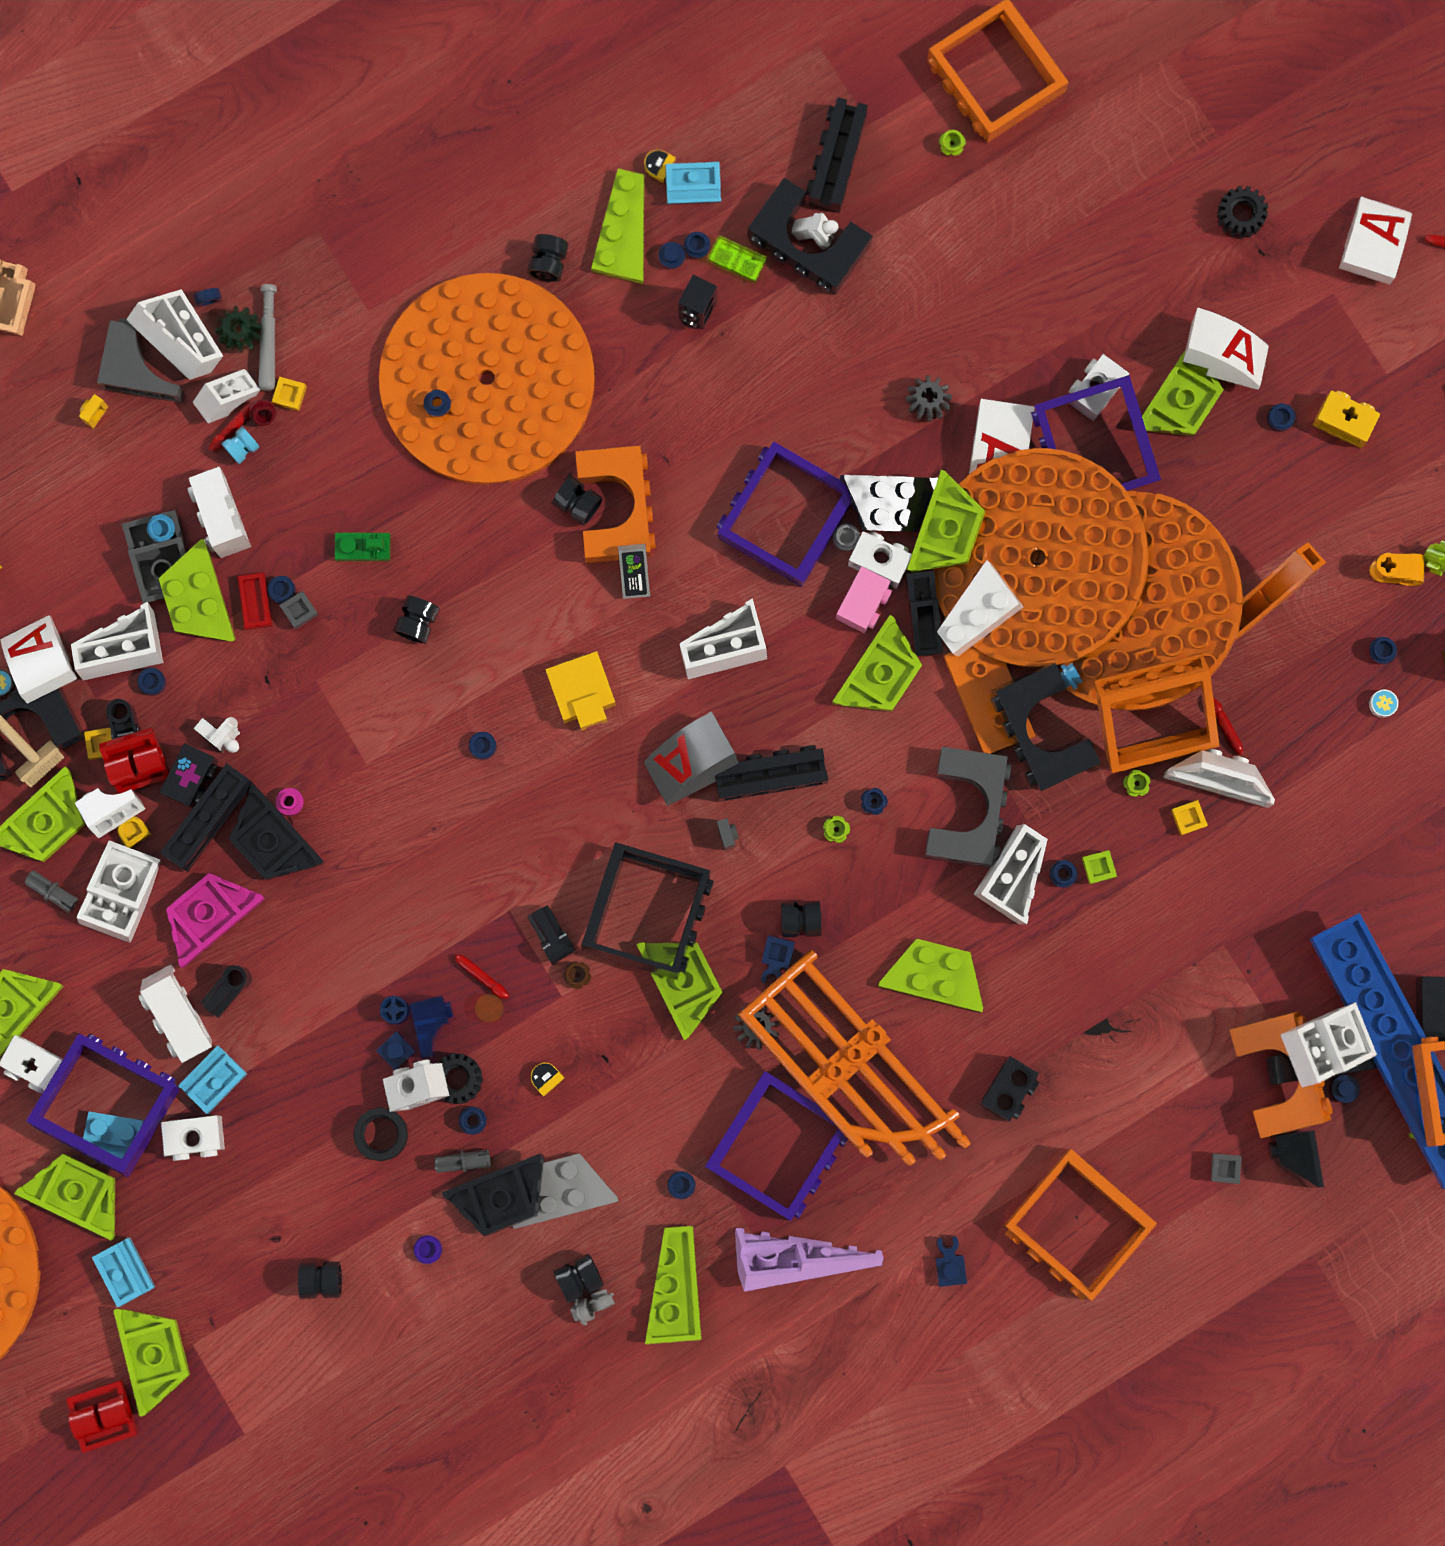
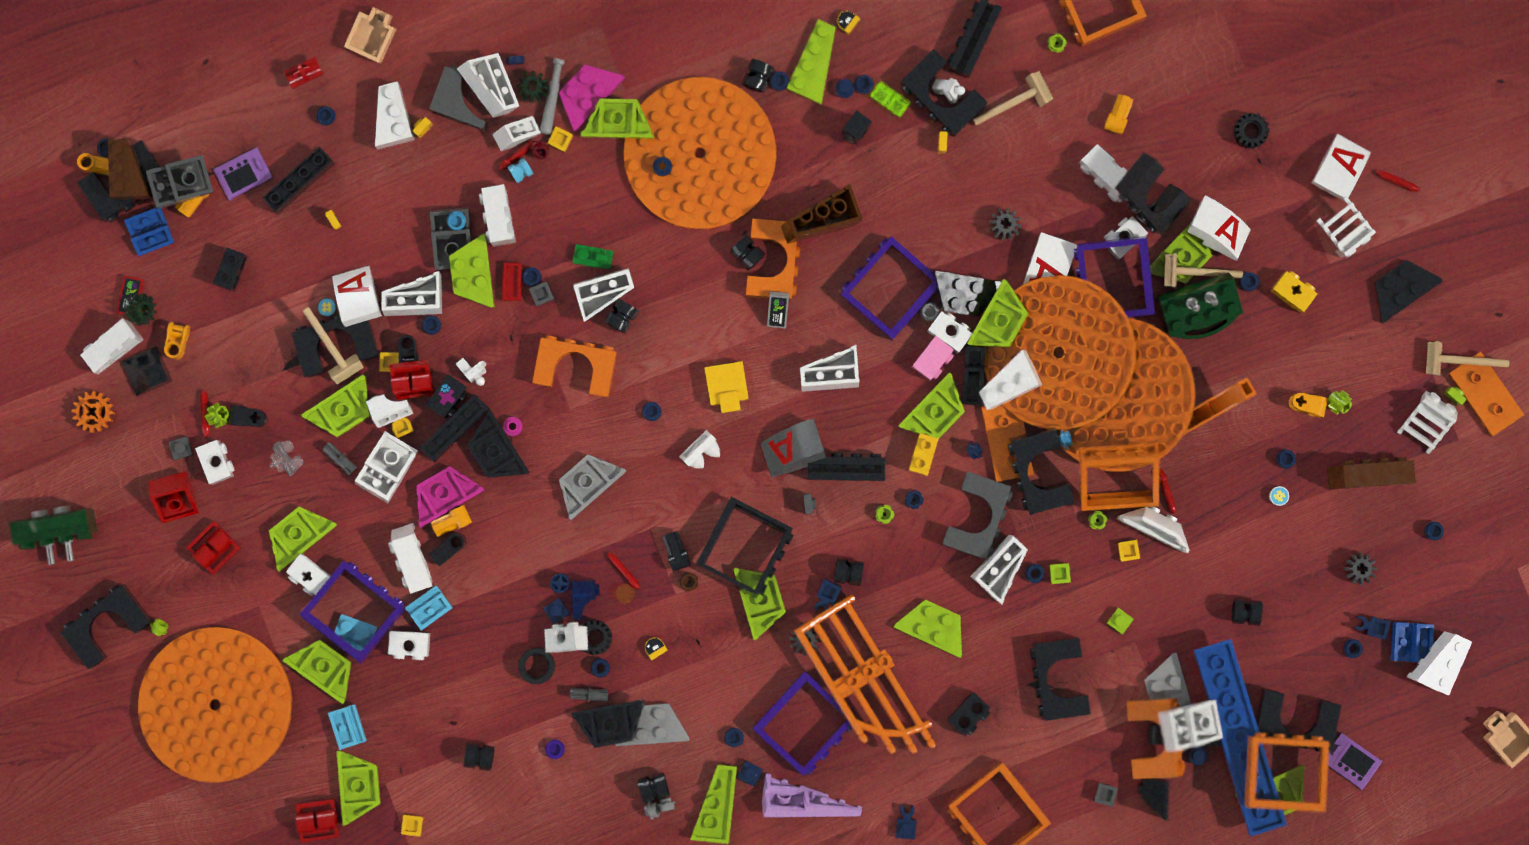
camera: 10 degrees right, 5 degrees up
(48, 405) = (392, 117): none -> white wedge
(230, 947) = (455, 519): none -> light orange piece
(240, 1398) = (412, 825): none -> yellow tile
(316, 324) = (584, 92): none -> dark pink wing
(328, 686) = (552, 351): none -> orange arch
(364, 351) = (618, 120): none -> lime wing
(382, 590) = (601, 291): none -> white wedge
(408, 861) = (587, 482): none -> light grey wing
(566, 777) = (693, 454): none -> white tile
(579, 261) = (779, 81): none -> dark blue tile
(676, 430) = (827, 216): none -> reddish brown wedge
(693, 182) = (869, 39): medium azure plate -> none
(713, 1232) = (750, 773): none -> dark blue plate
(820, 303) = (942, 142): none -> yellow tile
(875, 735) = (923, 454): none -> yellow brick
(937, 208) = (1037, 89): none -> tan piece
(945, 716) = (974, 450): none -> dark blue plate
(1055, 228) = (1117, 118): none -> light orange piece
(1058, 304) = (1104, 170): none -> white wedge
(1099, 314) = (1134, 190): none -> black arch
(1124, 1055) = (1045, 655): none -> black arch
(1173, 418) = (1172, 271): none -> tan piece
(1196, 918) = (1120, 621): none -> lime plate
(1222, 461) = (1200, 307): none -> dark green piece
(1281, 991) = (1168, 682): none -> light grey wing
(1373, 872) = (1247, 612): none -> black wheel
(1420, 326) = (1357, 237): none -> white plate

